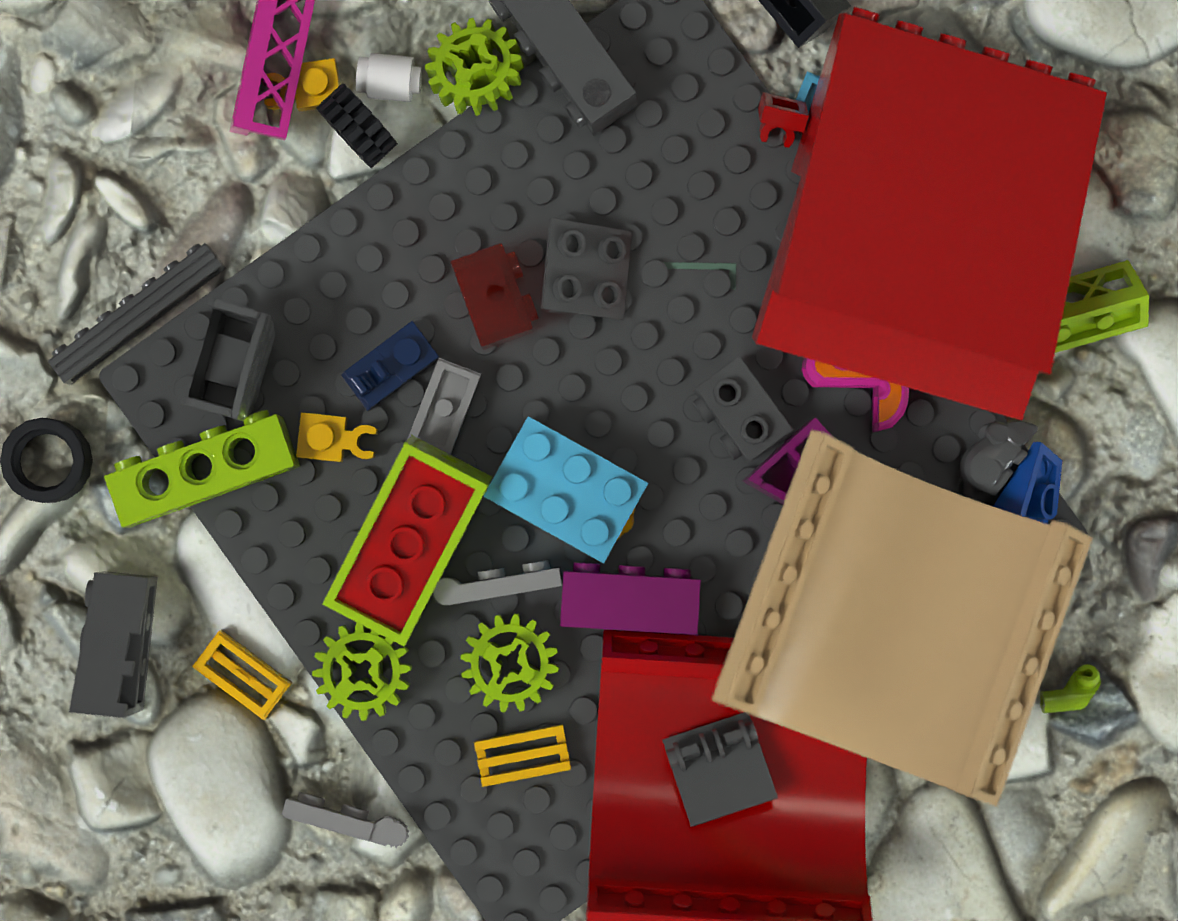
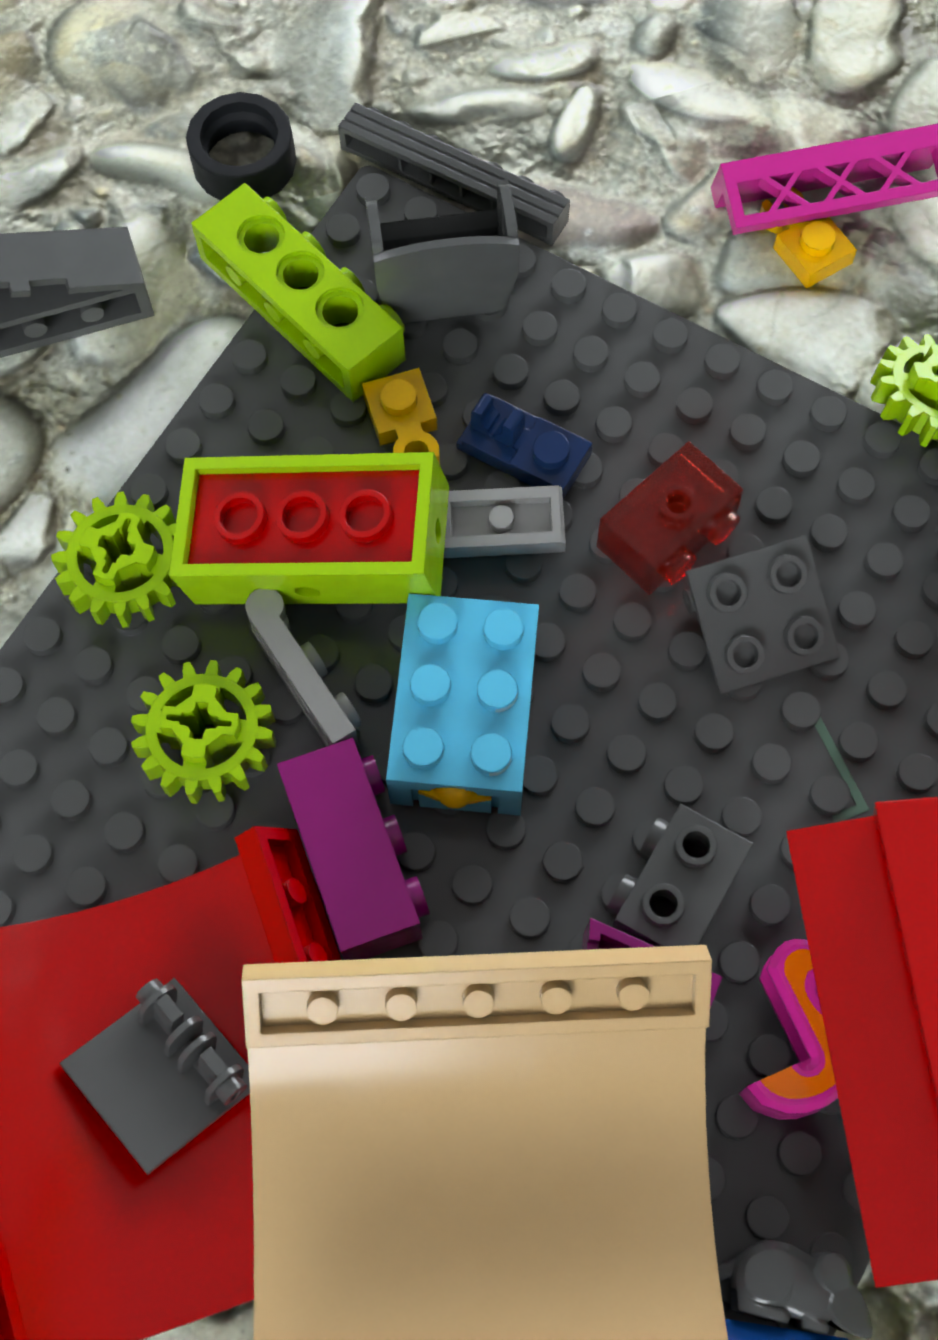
camera: 70 degrees right, 20 degrees down
(212, 651) = (56, 488): yellow tile -> none
(357, 125) = (793, 289): black tyre -> none
(388, 77) = (868, 309): white brick -> none
(528, 772) = (59, 762): yellow tile -> none

